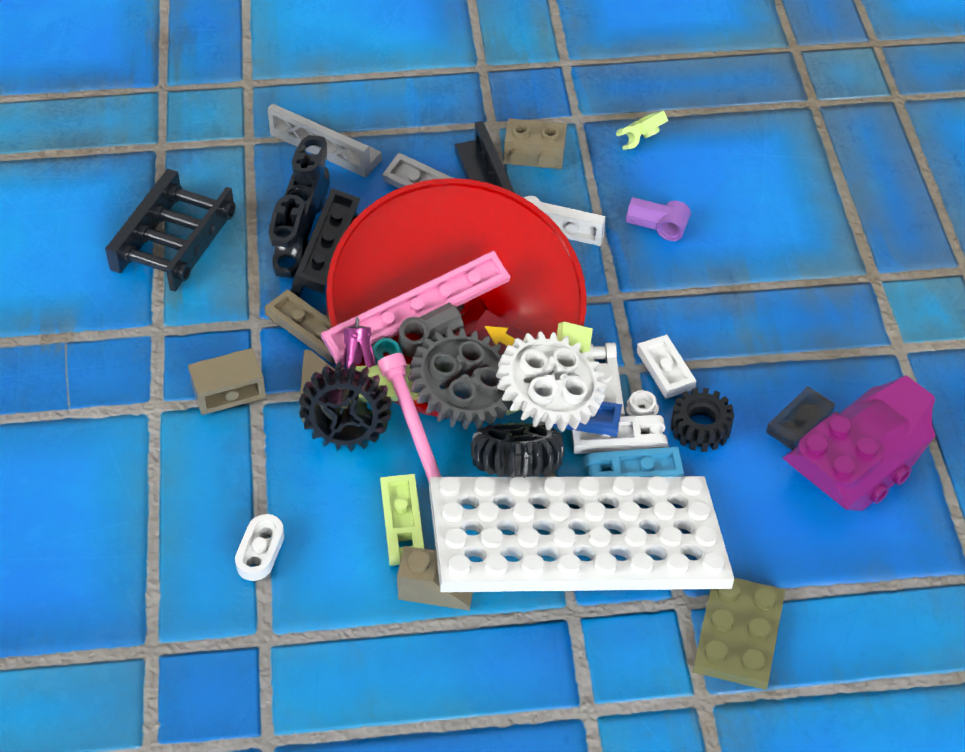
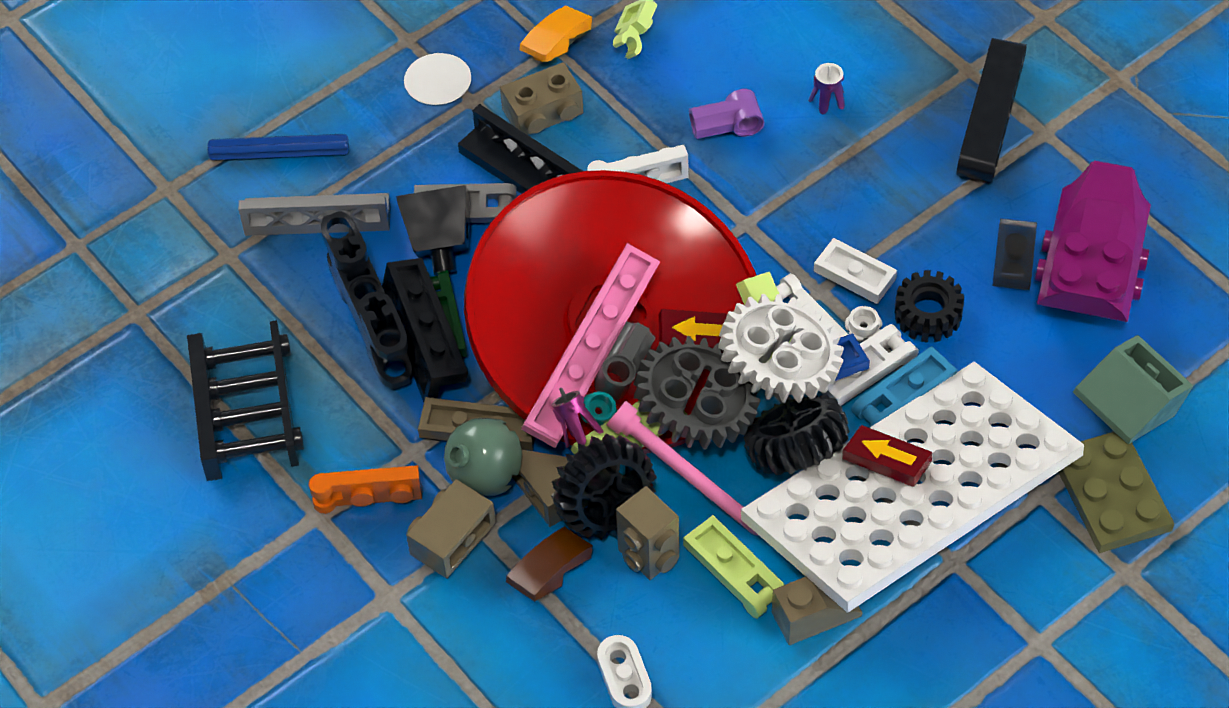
camera: 30 degrees left, 5 degrees up
(198, 325) = (365, 487): none -> orange plate
(265, 442) = (546, 563): none -> reddish brown slope
(283, 343) = (483, 455): none -> sand green cylinder
(337, 90) = (278, 146): none -> blue axle
(350, 457) = (648, 534): none -> dark tan brick
(388, 173) = (437, 224): none -> black torso
(481, 100) = (437, 79): none -> white sticker
(567, 499) = (887, 455): none -> dark red tile
(577, 107) = (552, 34): none -> light orange slope
(750, 225) = (828, 80): none -> piece
(811, 562) = (1133, 389): none -> sand green slope
(865, 309) = (991, 110): none -> black beam

